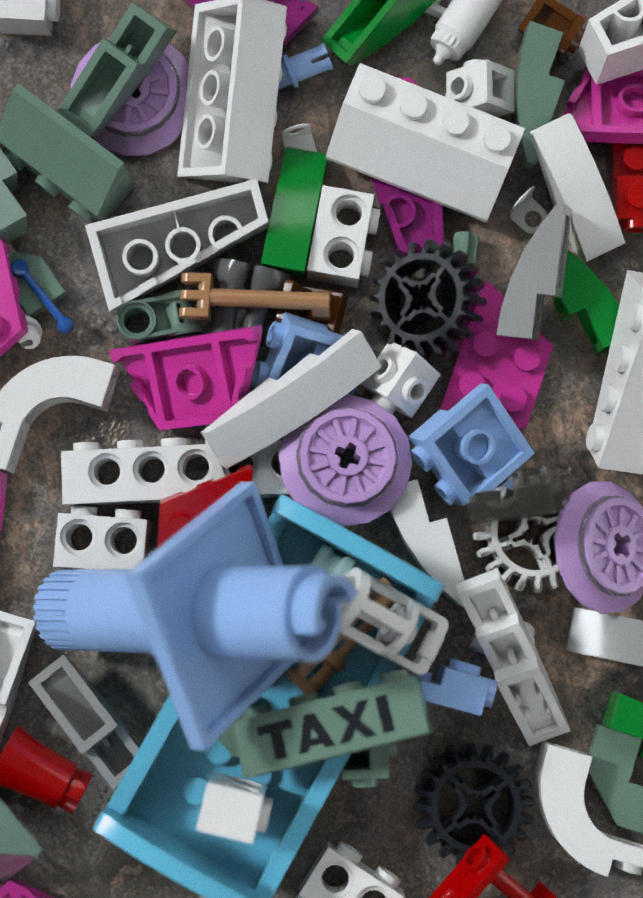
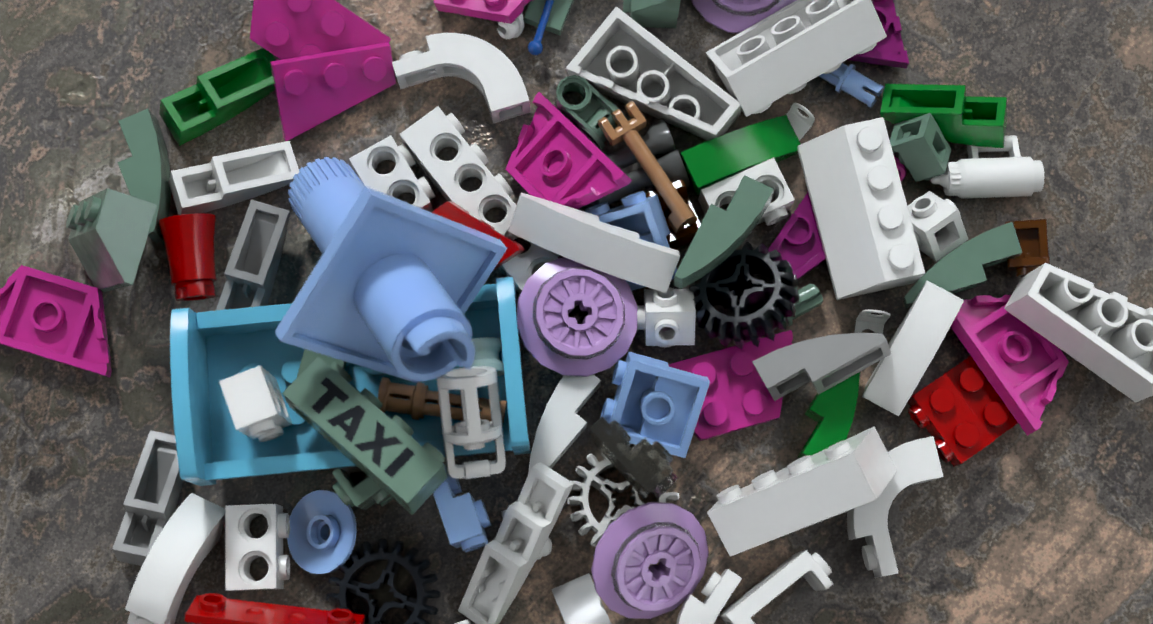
camera: 55 degrees right, 5 degrees down
(362, 275) = (723, 231): none -> sand green slope
(377, 836) = (309, 532): none -> light blue dish
(403, 50) = (921, 147): none -> sand green brick

